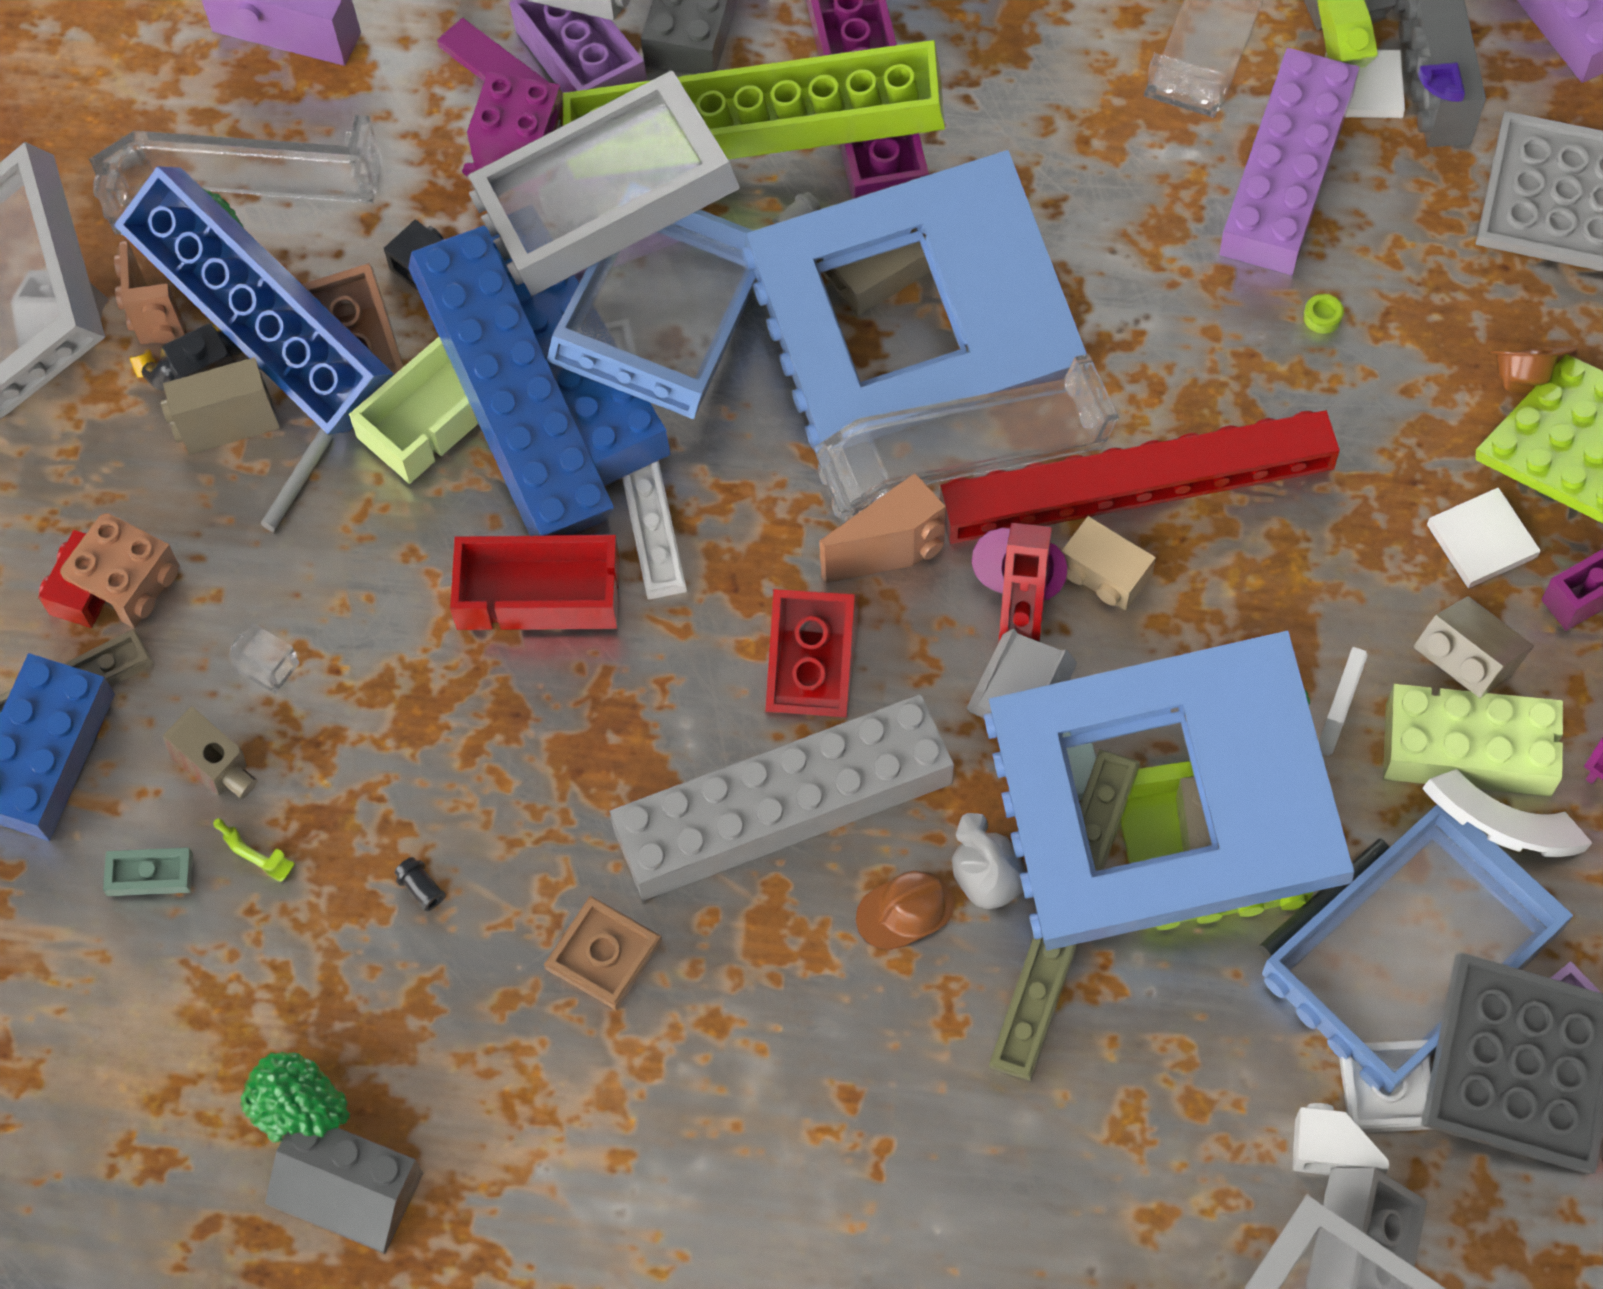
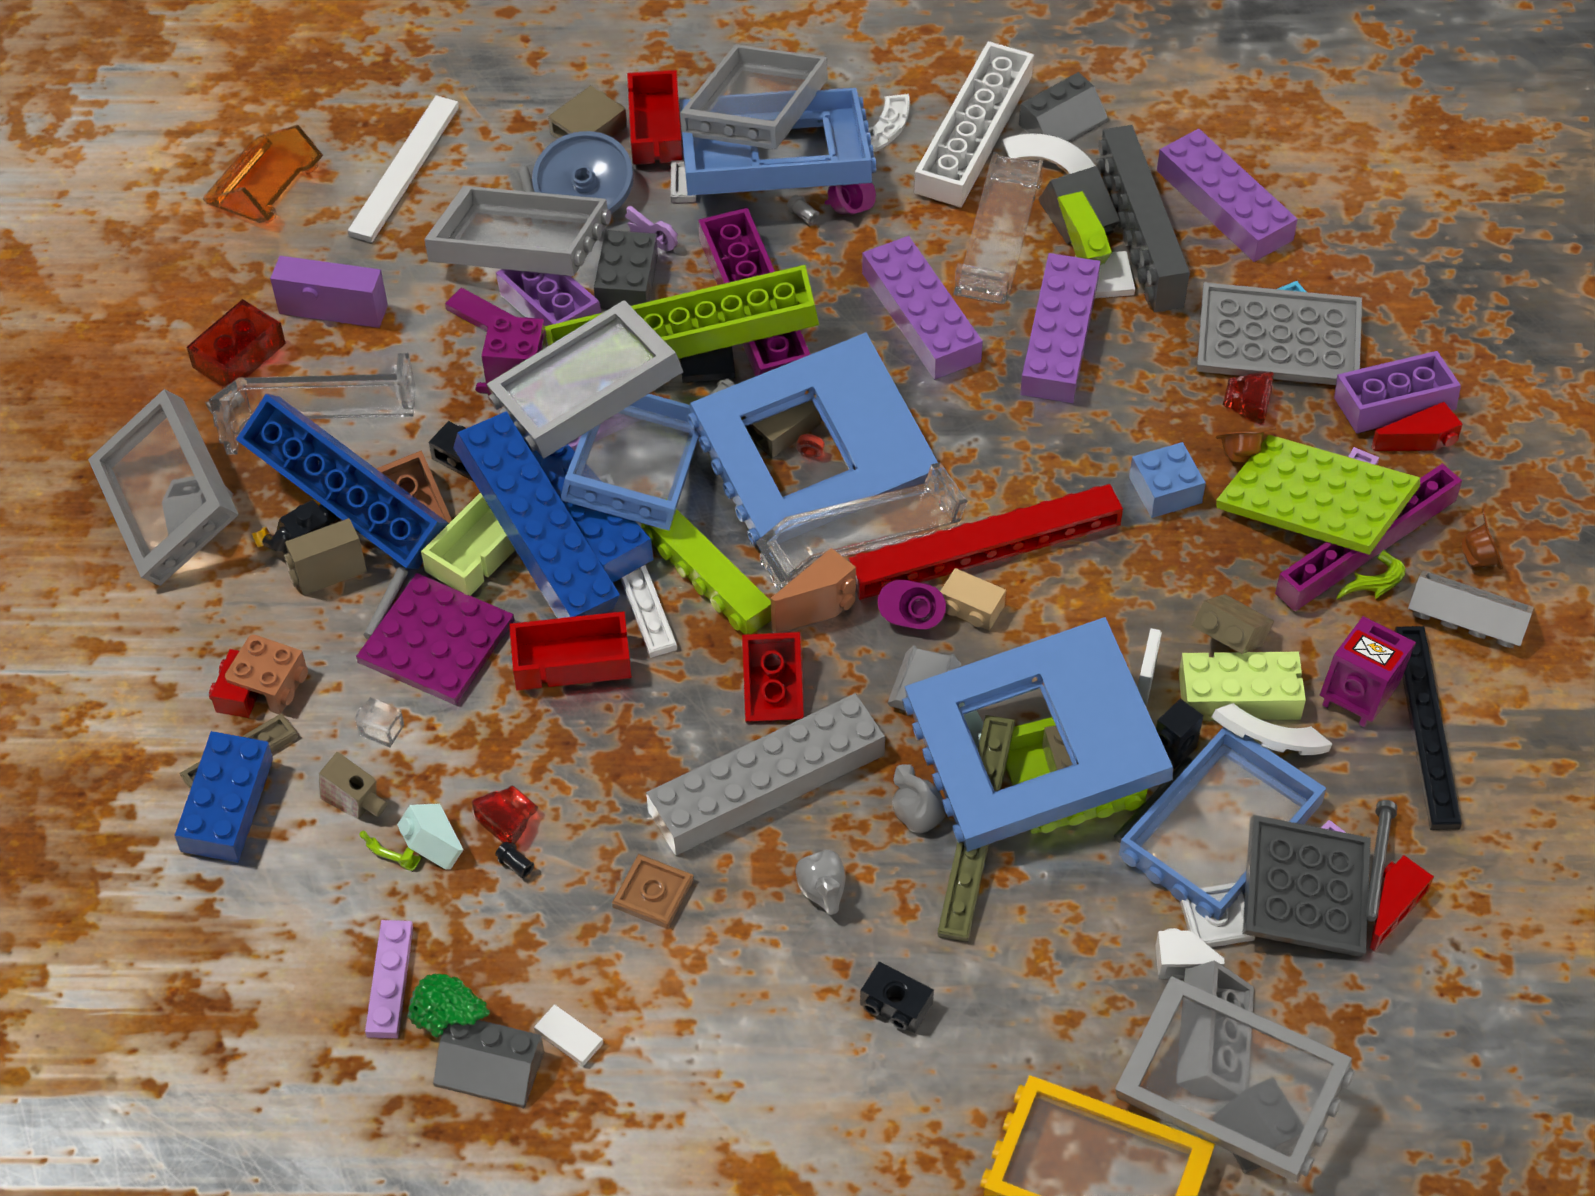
camera: 10 degrees left, 10 degrees down
(144, 75) = (236, 344): none -> clear red brick
(148, 309) = (265, 495): nougat bracket -> none
(148, 871) = (315, 872): sand green plate -> none
(227, 1040) = (389, 979): none -> lavender plate
(308, 835) = (430, 834): none -> light aqua slope
(358, 540) = (435, 639): none -> magenta plate
(410, 818) = (501, 816): none -> clear red piece
(458, 1155) = (568, 1035): none -> white tile
(748, 487) = (712, 574): none -> lime brick
(787, 170) = (708, 366): none -> black tile
(837, 969) = (822, 879): none -> light grey piece
(904, 910) = (864, 839): dark orange piece -> none
(907, 1134) = (887, 983): none -> black brick
(911, 305) = (810, 445): none -> clear red tile
(1025, 580) = (917, 611): red slope -> none
(1097, 110) = (922, 307): none -> medium lavender brick
(1323, 313) = (1098, 425): lime tile -> none
(1371, 805) = (1179, 731): none -> black brick
(1409, 410) = (1167, 480): none -> medium blue brick
(1443, 81) = (1159, 263): dark purple tile -> none
(1483, 537) = (1229, 558): white tile -> none
(1555, 291) = (1252, 396): none -> clear red piece

